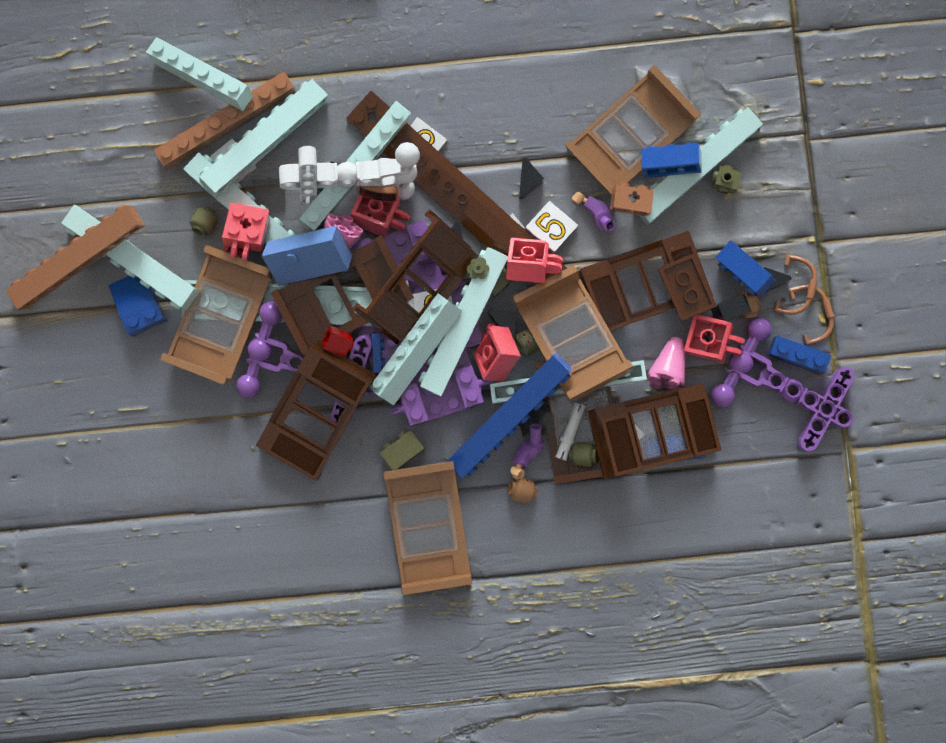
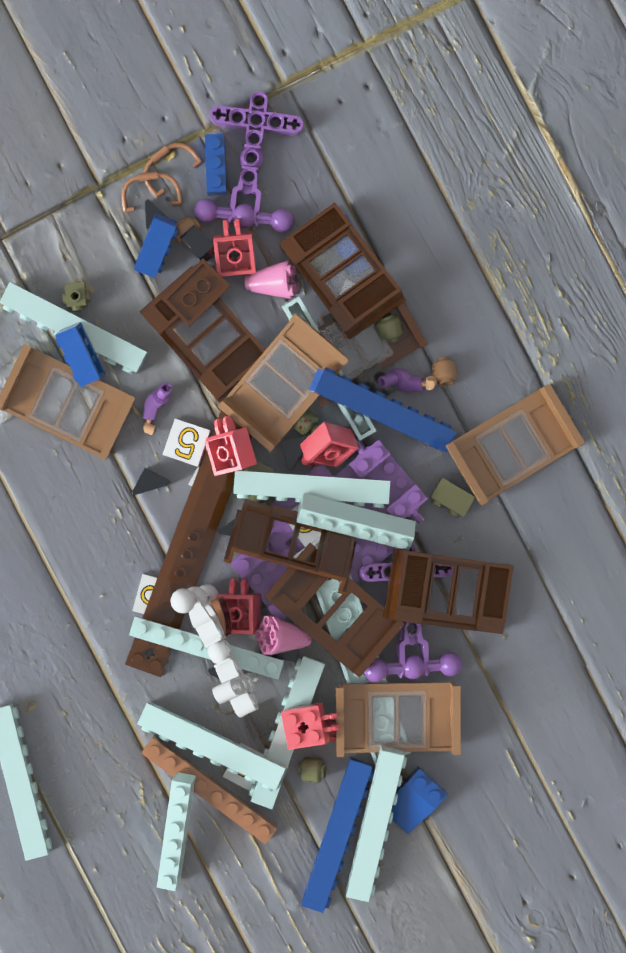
camera: 110 degrees left, 5 degrees up
(75, 257) = (396, 873): nougat brick -> none
(153, 235) = (336, 835): none -> blue brick
(307, 255) = (310, 657): medium blue brick -> none
(337, 341) = (378, 597): red brick -> none
(378, 362) = (380, 551): blue plate -> none
(472, 268) = (251, 493): olive plant -> none
(570, 432) = (373, 348): white pin -> none
(621, 203) = (138, 387): nougat brick -> none

